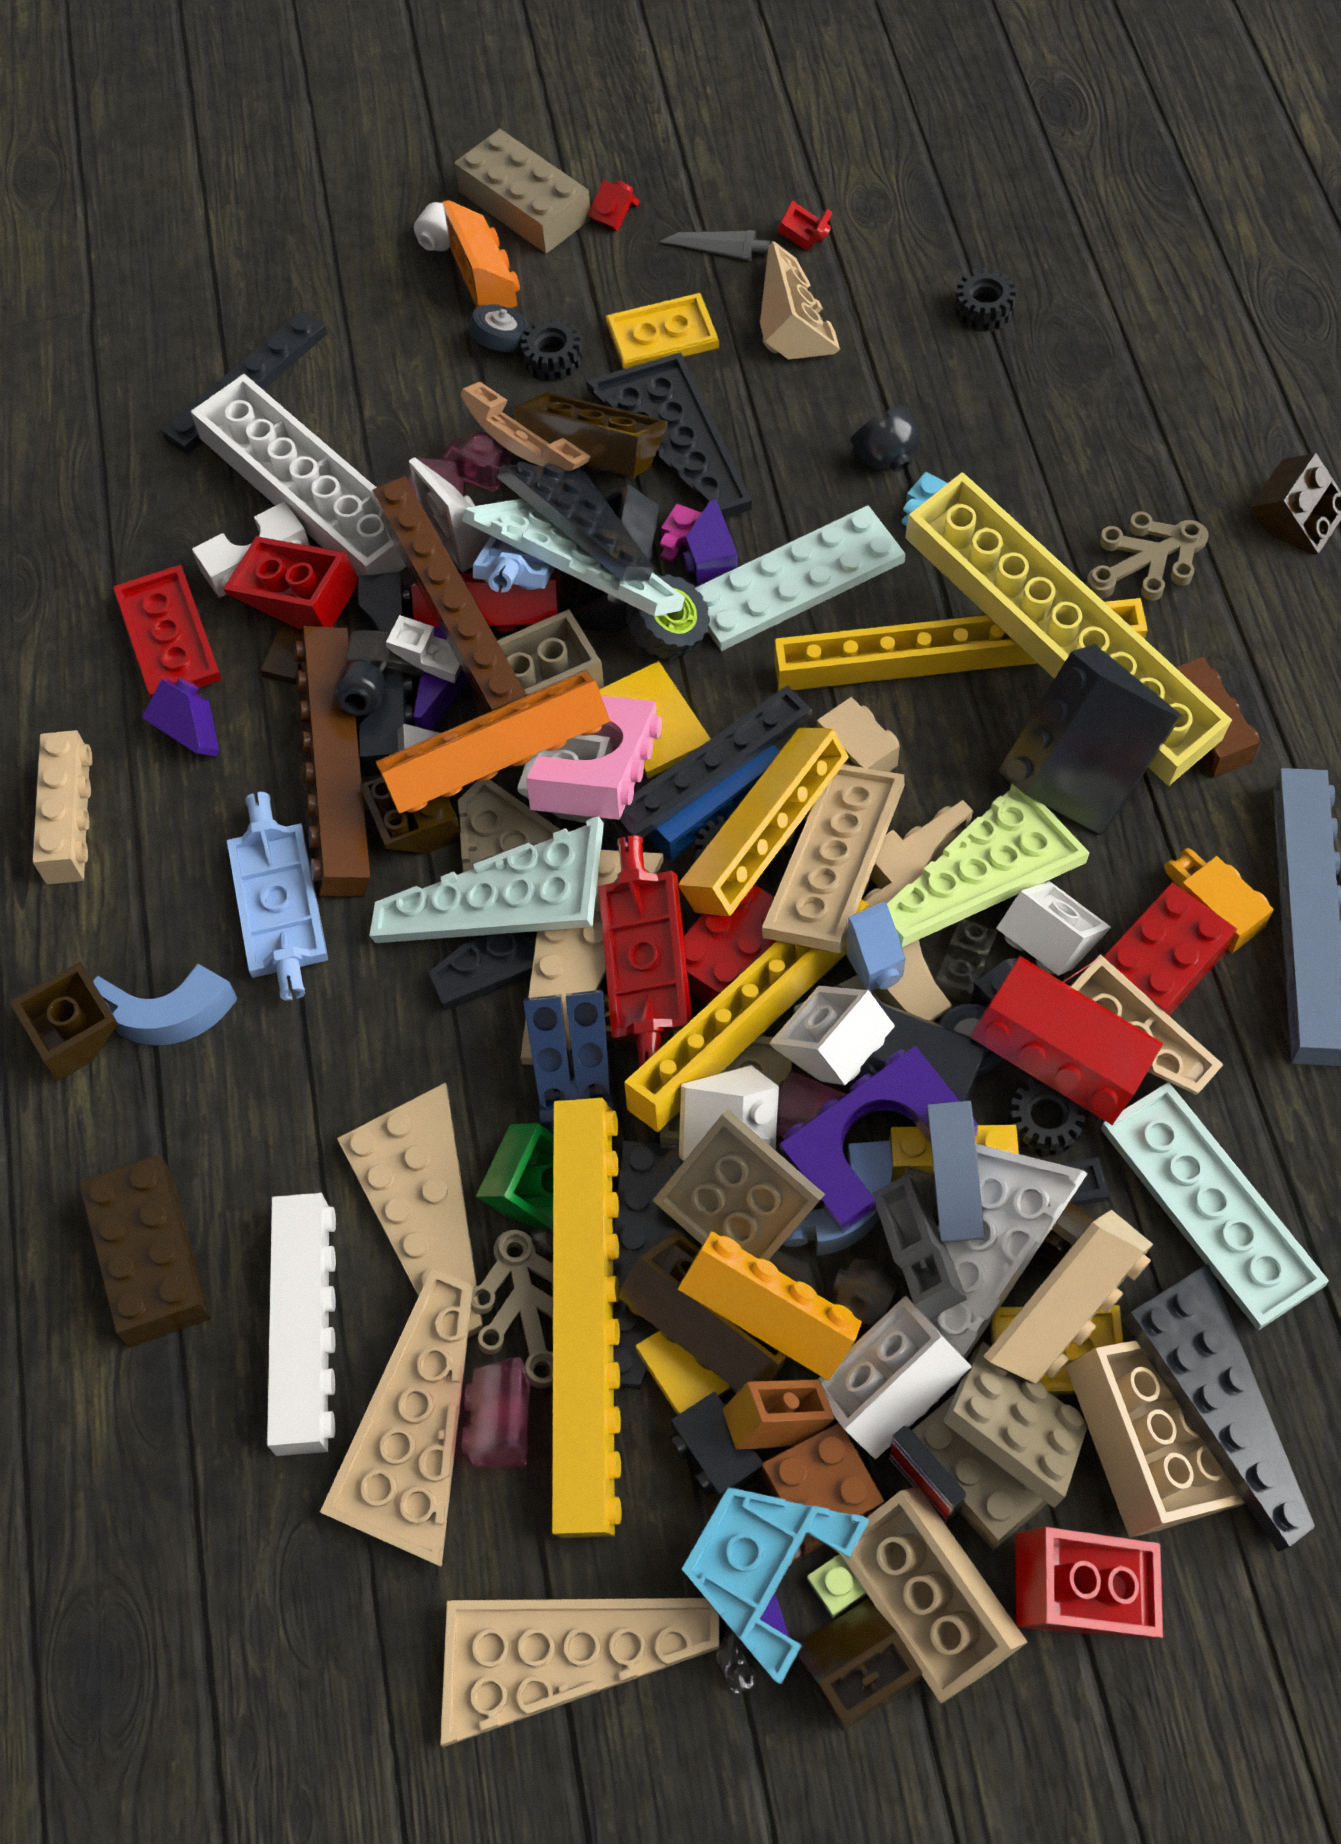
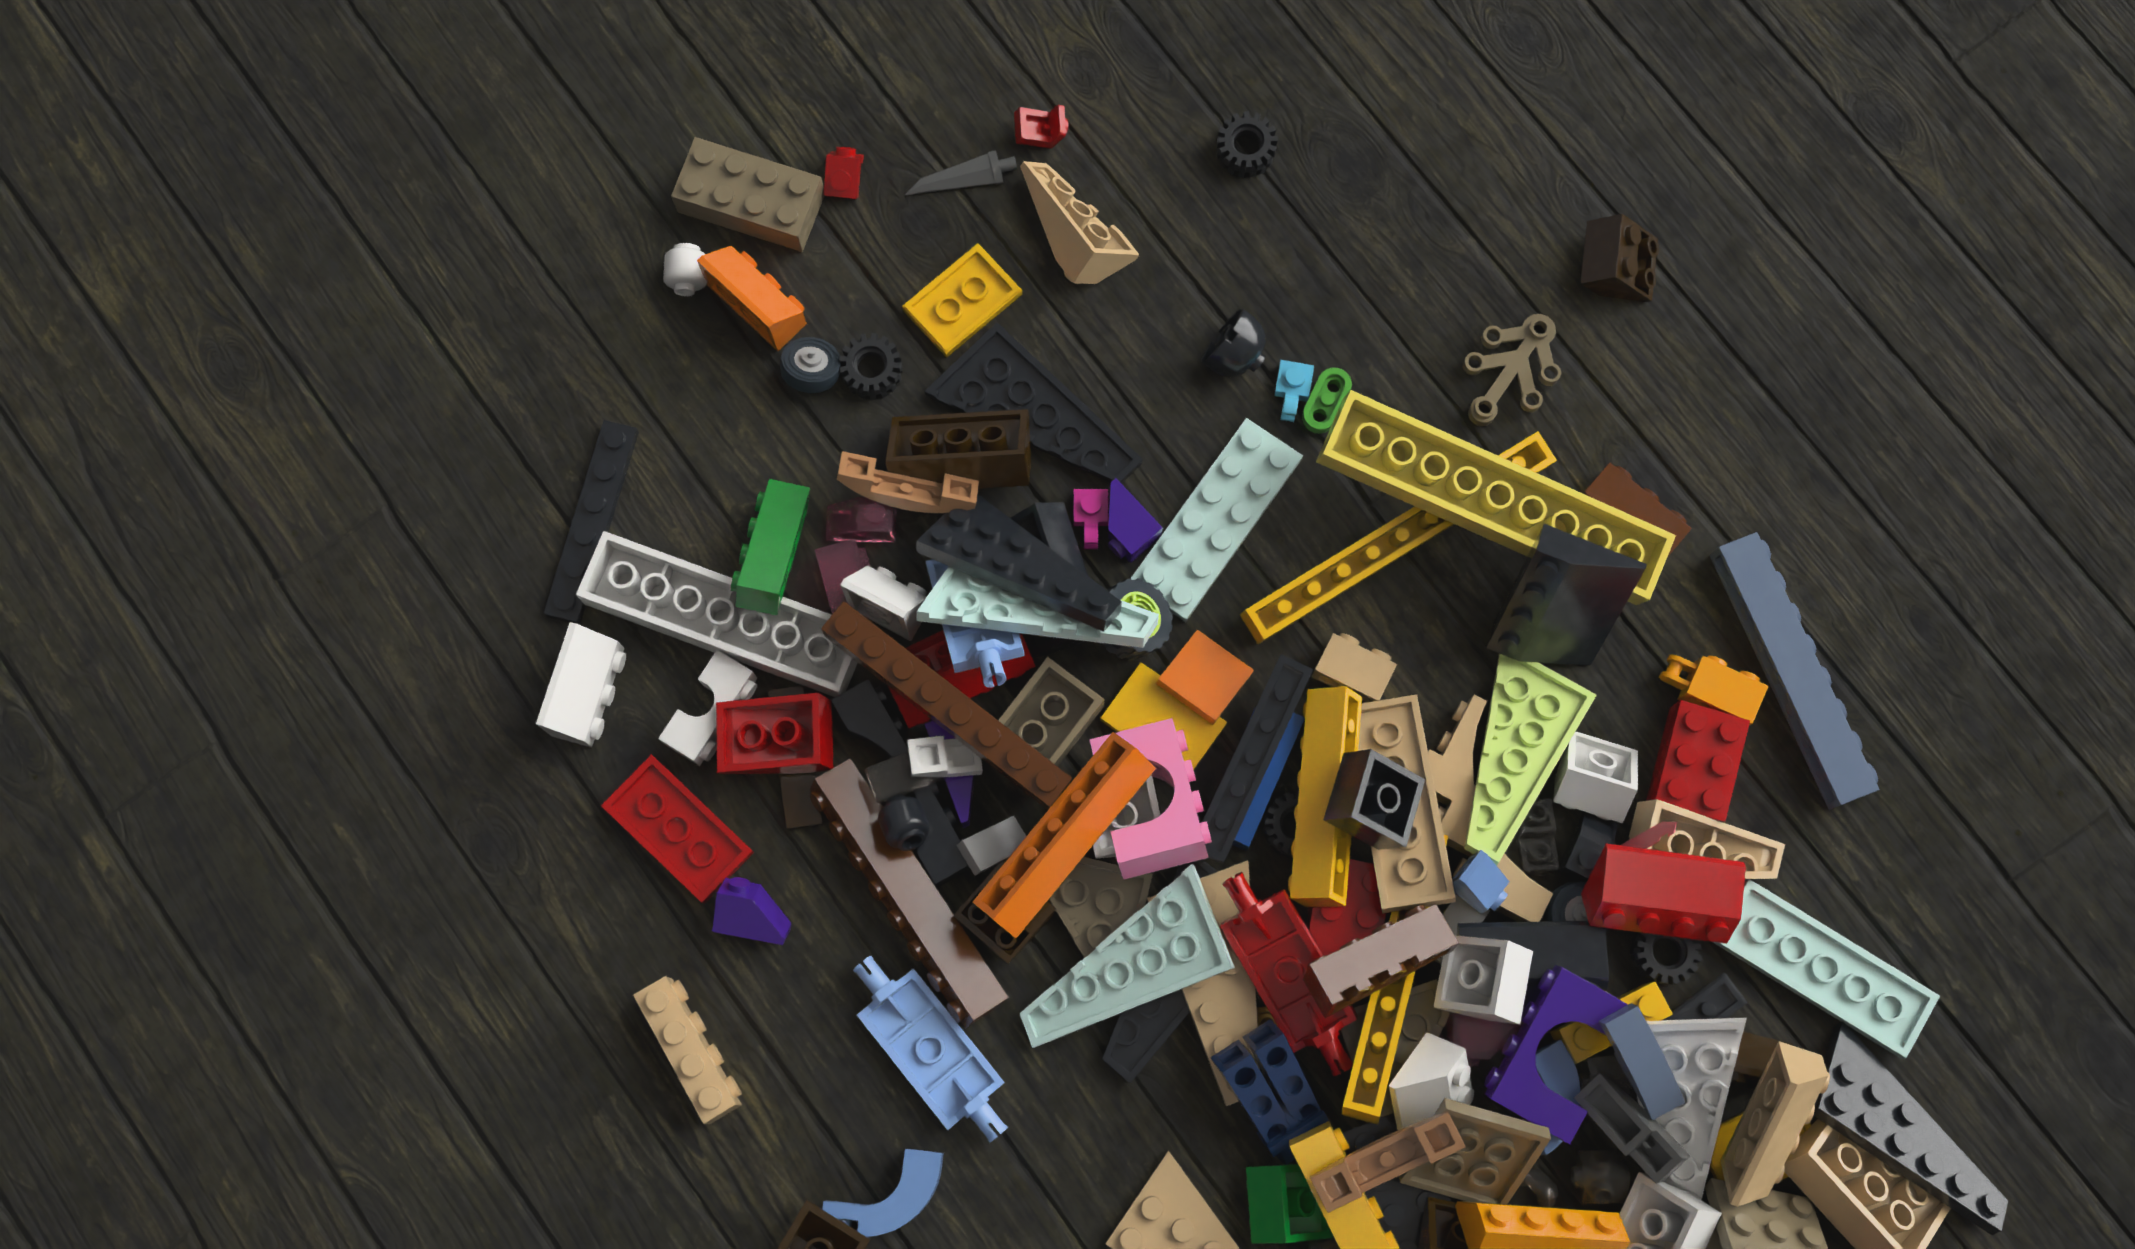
camera: 30 degrees left, 15 degrees up
(152, 485) = (581, 686): none -> white slope
(377, 437) = (771, 547): none -> green brick
(639, 1147) = (1386, 1159): none -> medium nougat slope
(710, 694) = (1205, 677): none -> orange tile
(729, 961) = (1379, 959): none -> wedge
(803, 821) = (1374, 799): none -> black brick

